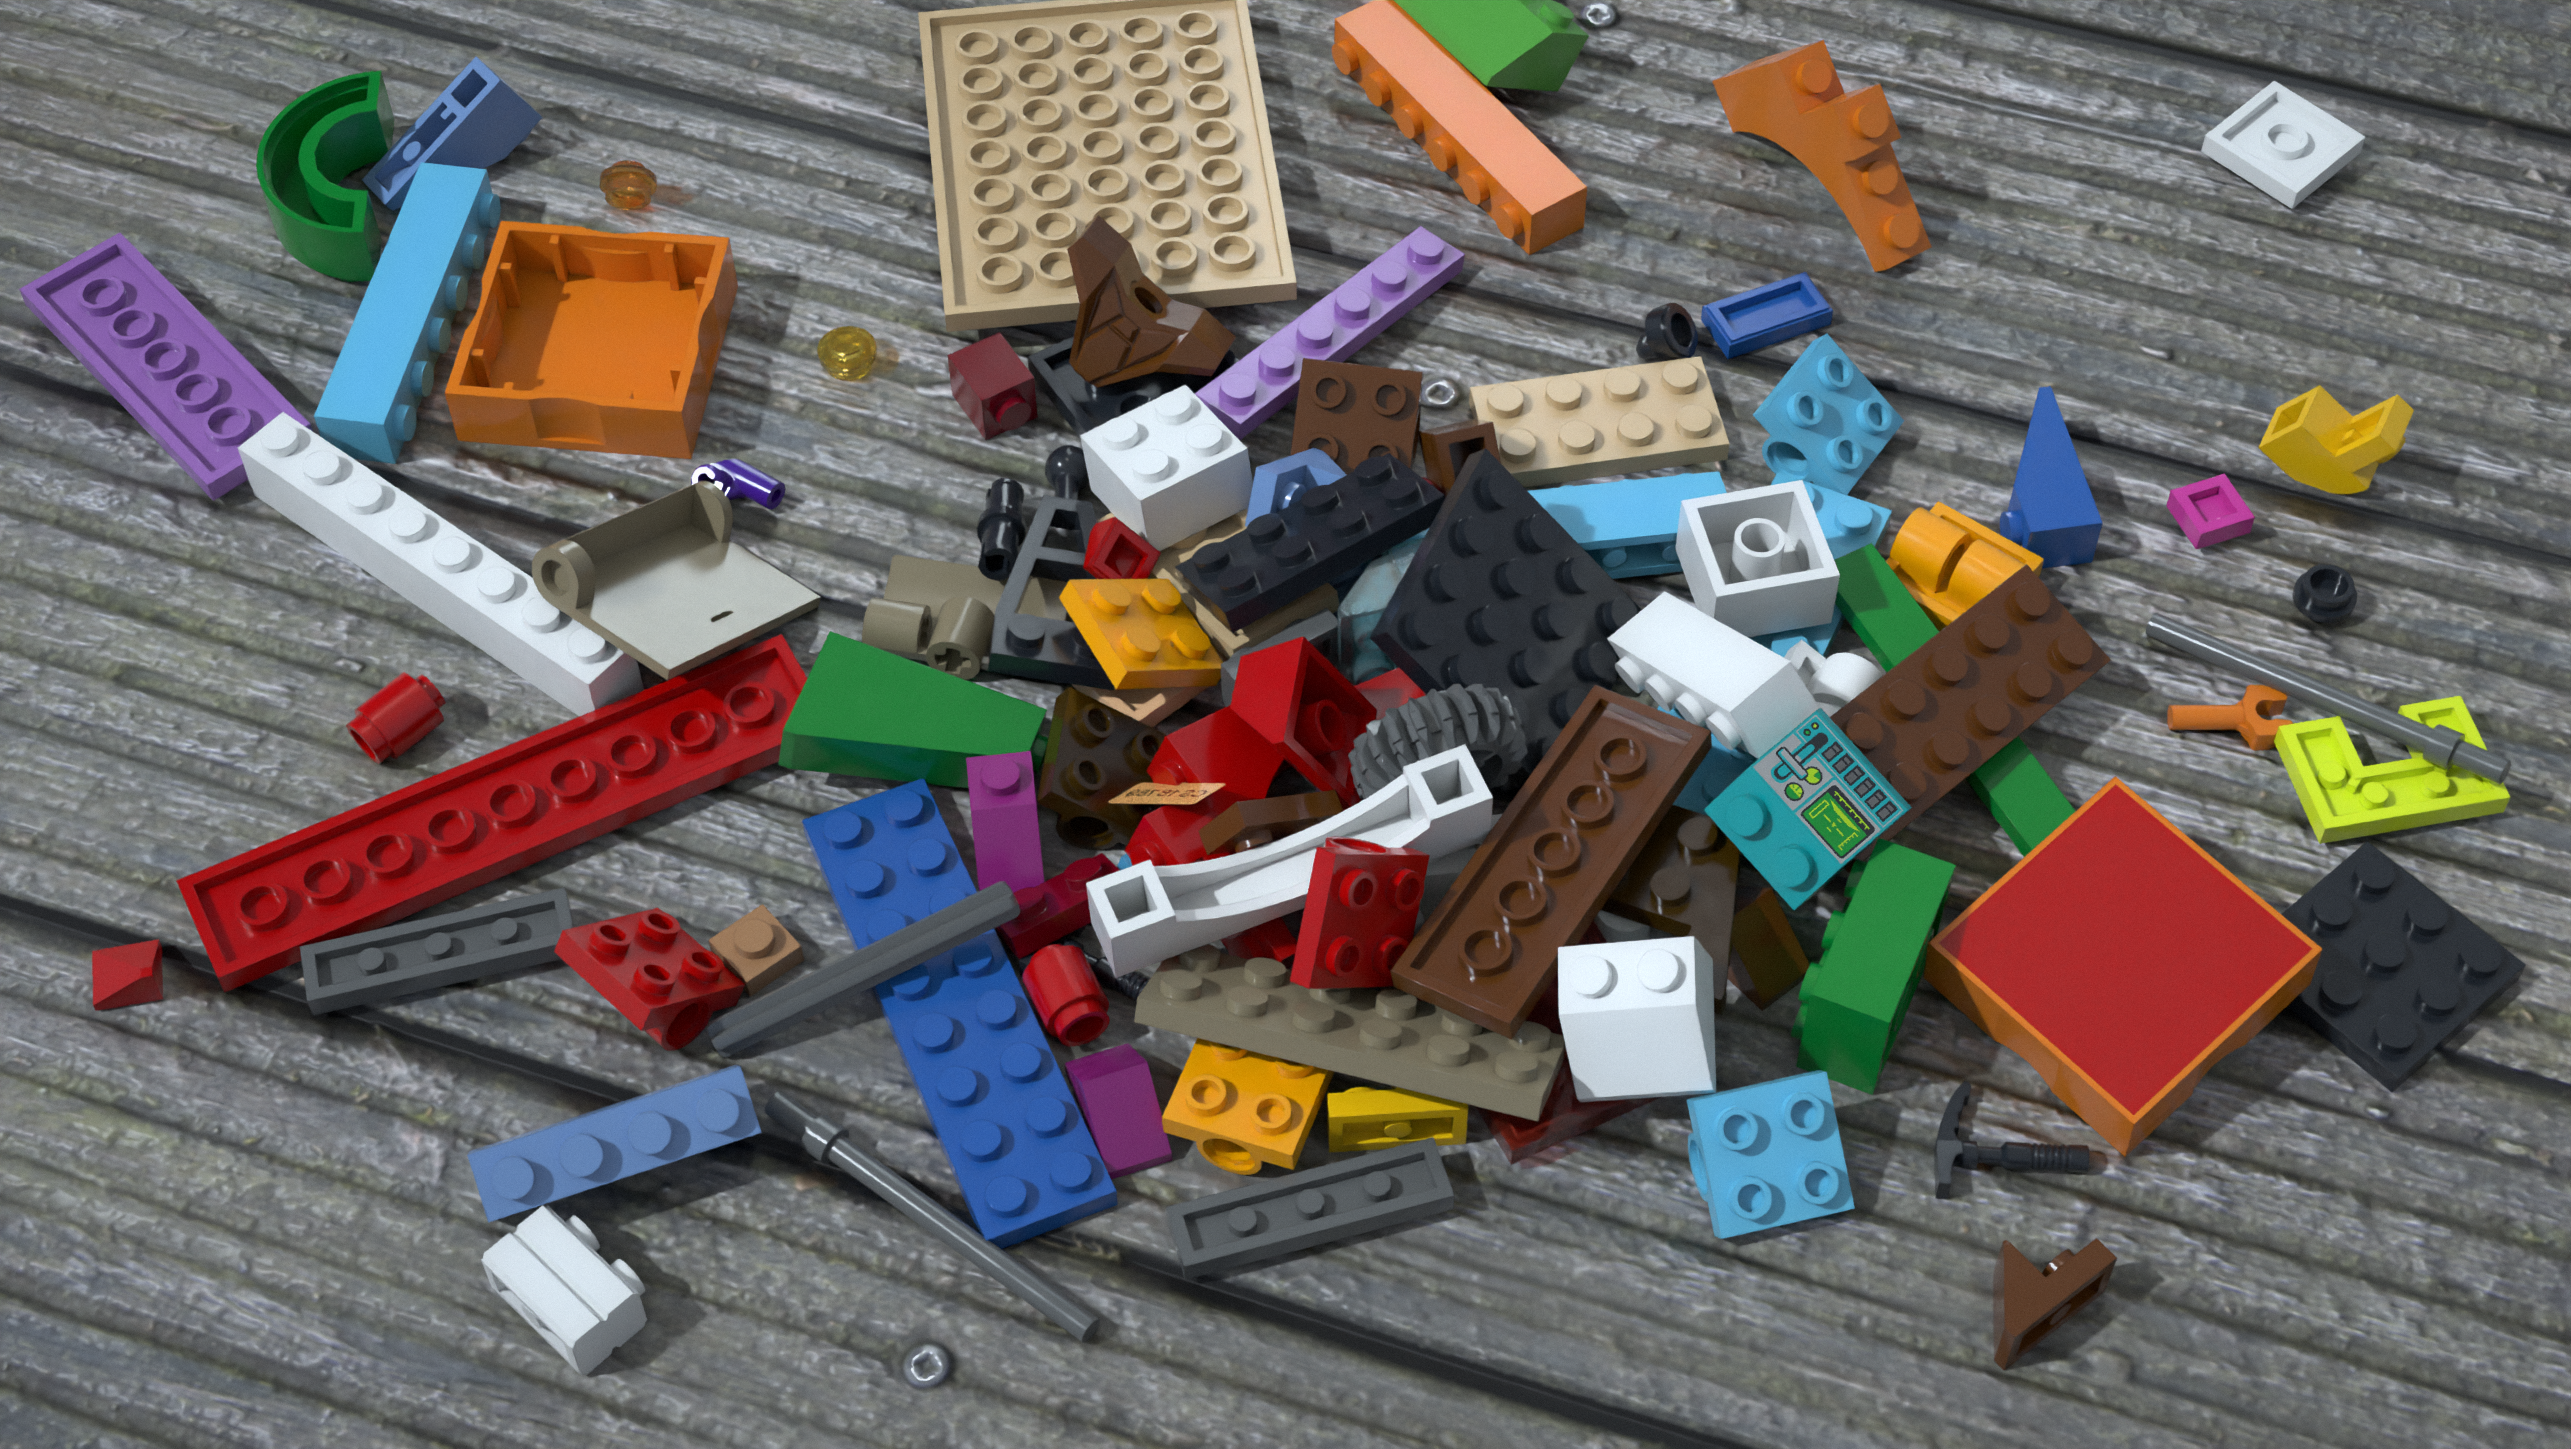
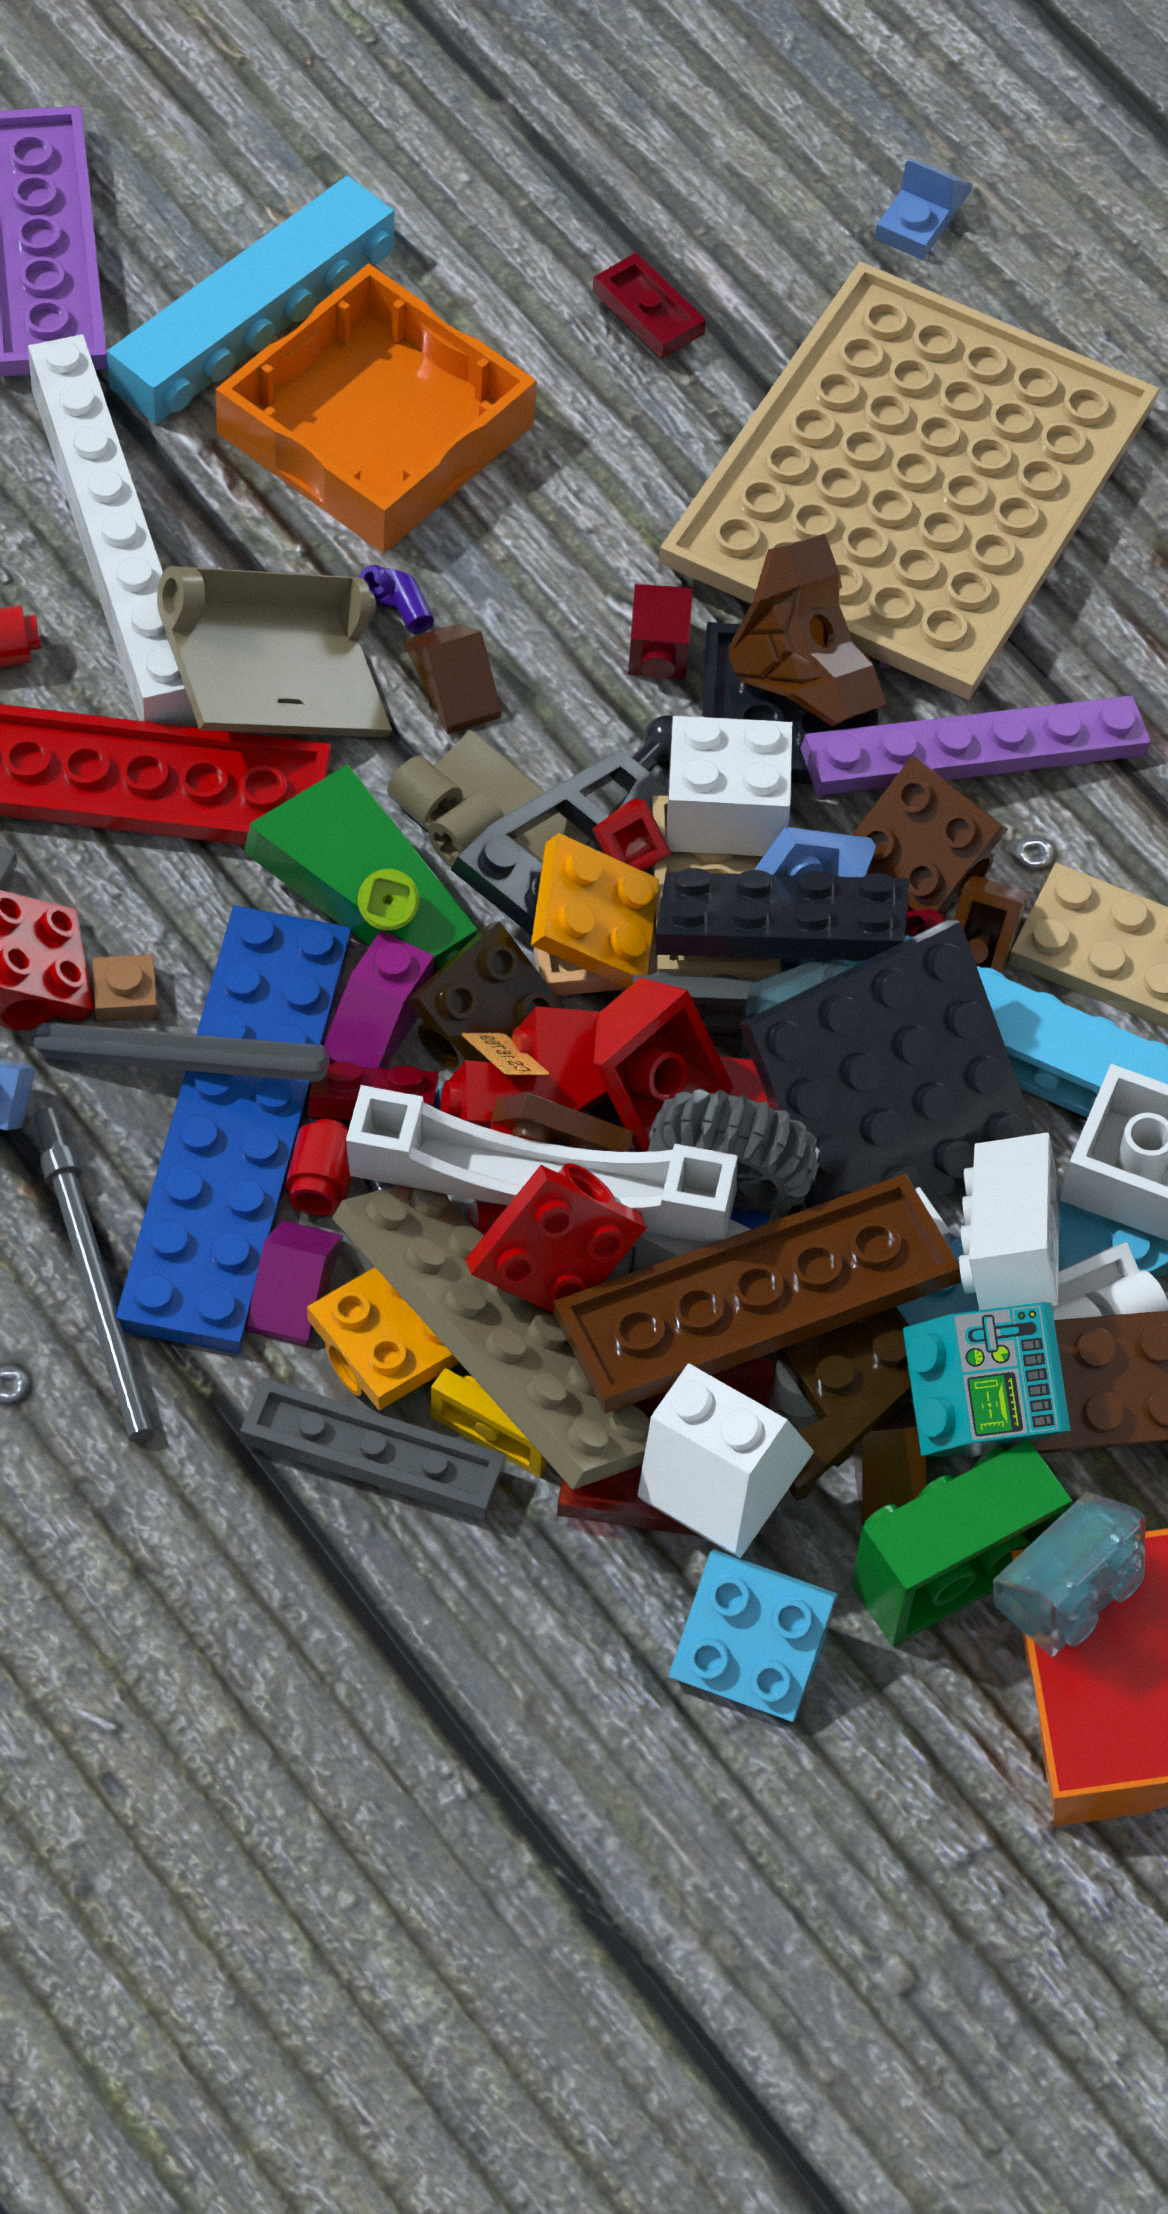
camera: 30 degrees right, 5 degrees up
(305, 158) = (266, 118): green brick -> none
(466, 126) = (406, 164): medium blue slope -> none
(628, 185) = (505, 285): clear orange plate -> none
(765, 138) = (649, 305): none -> dark red plate
(841, 518) = (456, 675): none -> reddish brown slope
(847, 352) = (571, 533): clear yellow plate -> none
(958, 724) = (388, 899): none -> lime tile
(1001, 529) = (570, 755): black pin -> none
(2011, 1155) = (963, 1768): black piece -> none
(2013, 917) = (1074, 1572): none -> clear light blue slope
(2035, 1303) = (861, 1890): reddish brown slope -> none

